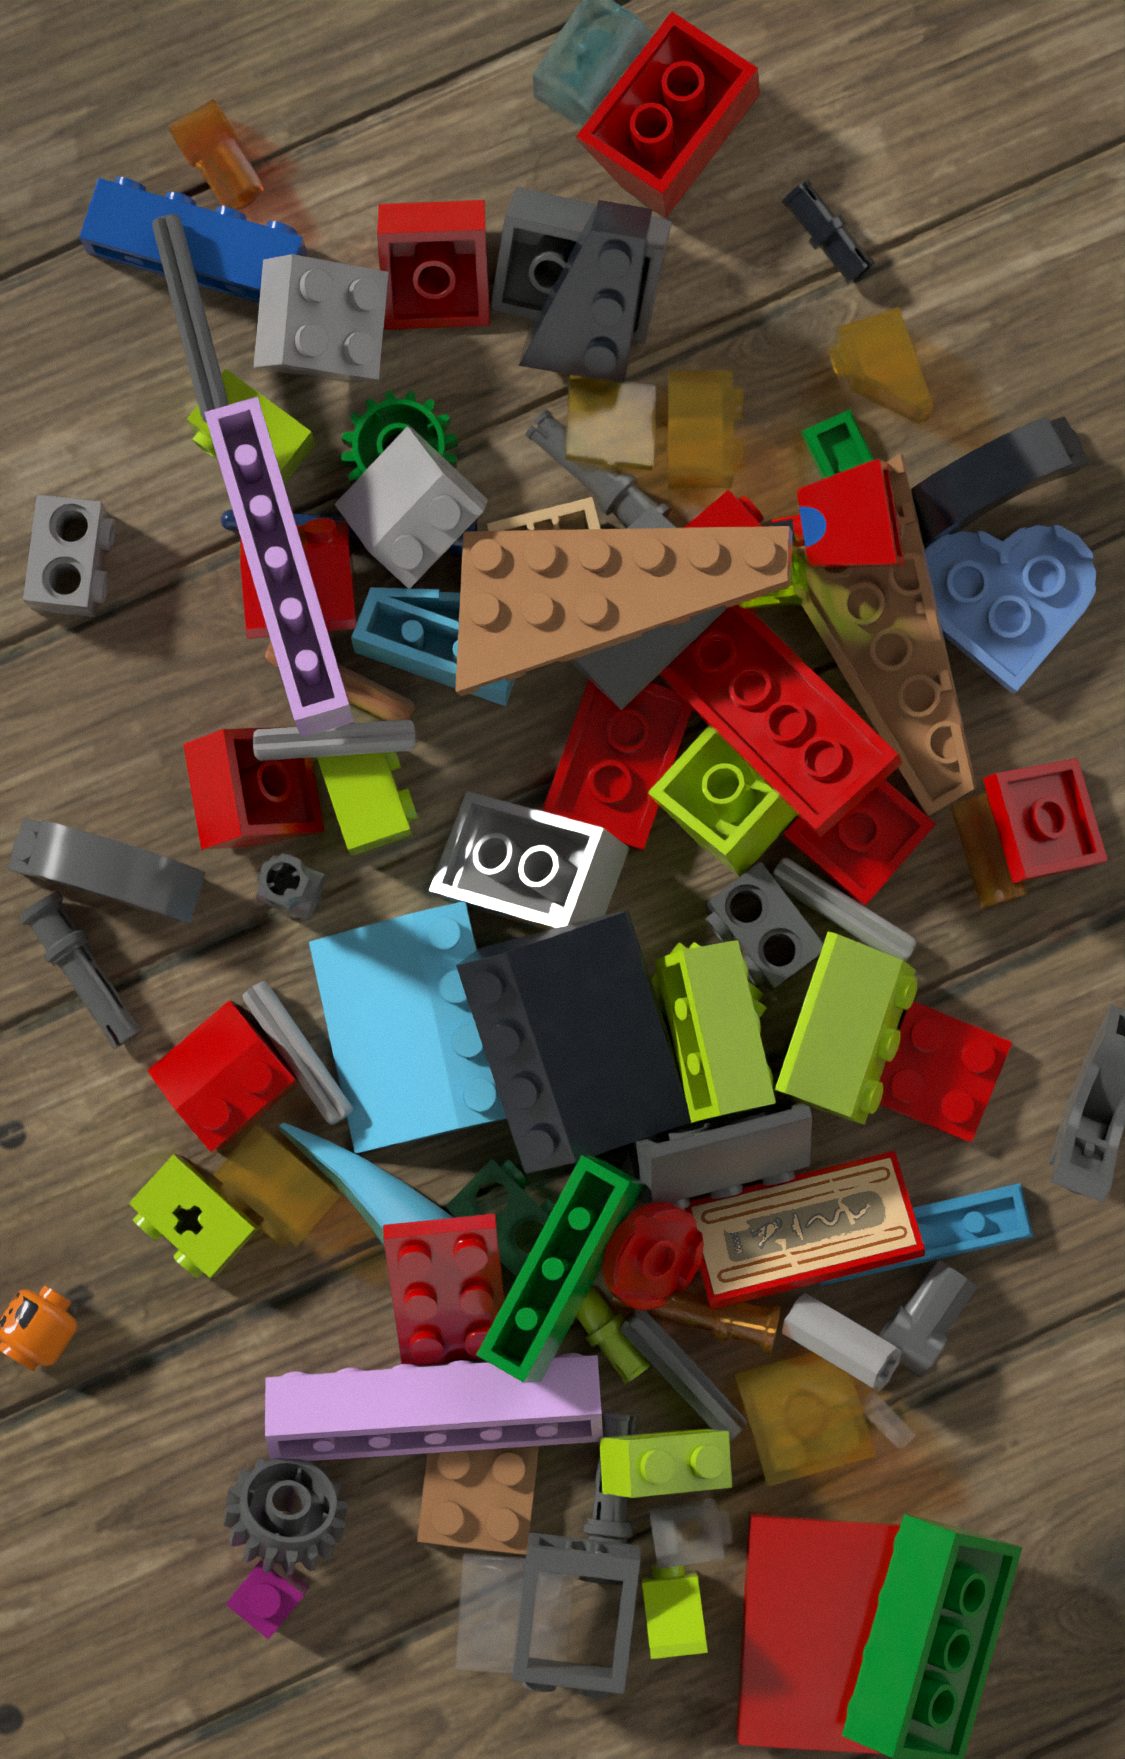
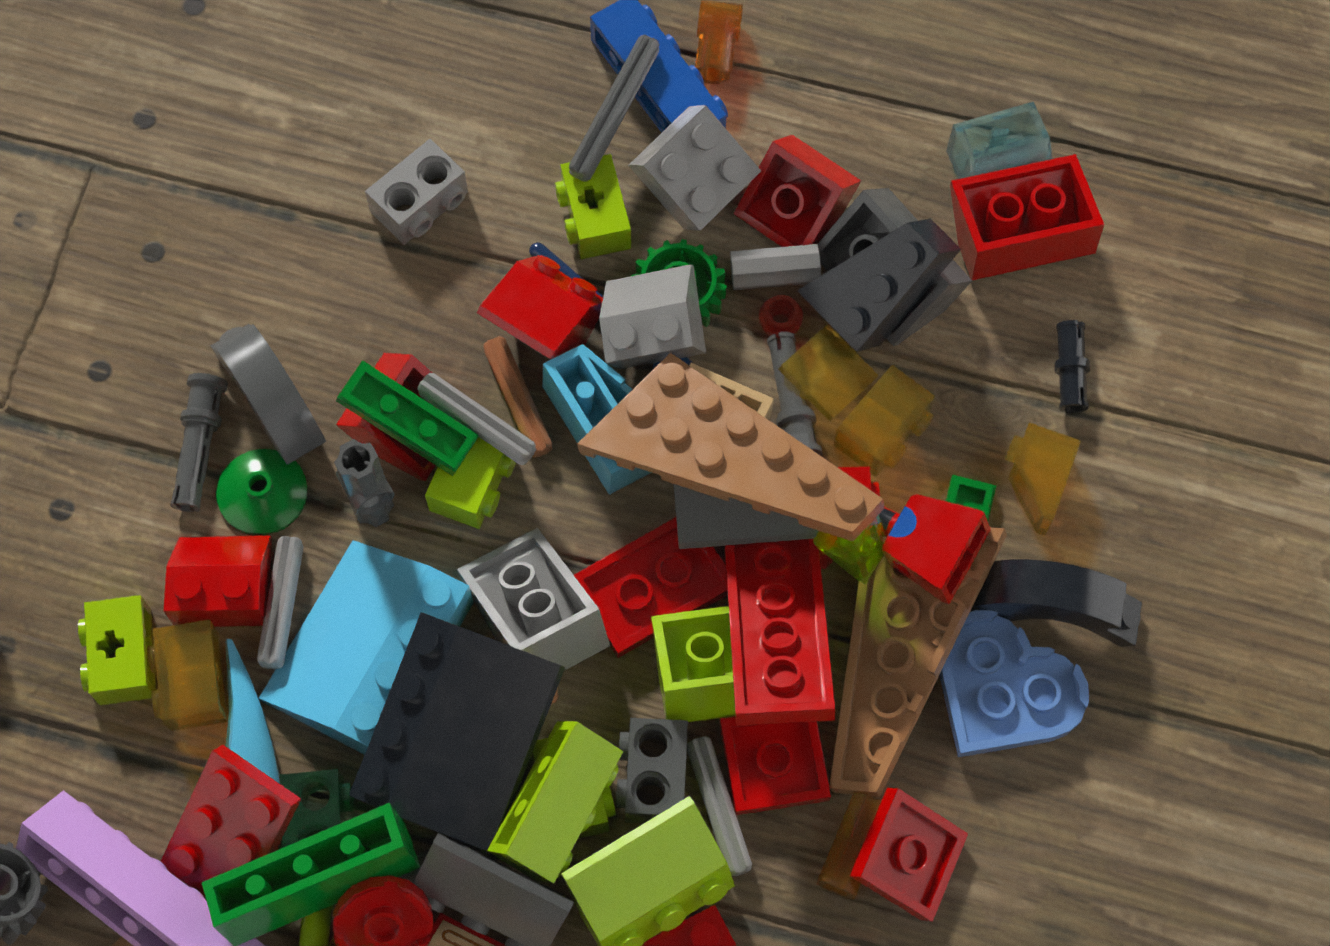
camera: 35 degrees right, 15 degrees down
(206, 979) = (264, 510): none -> green dish
(274, 793) = (407, 418): none -> green tile
(279, 567) = (529, 280): lavender brick -> none
(474, 355) = (775, 267): none -> light grey axle
(512, 386) = (780, 305): none -> clear red plate

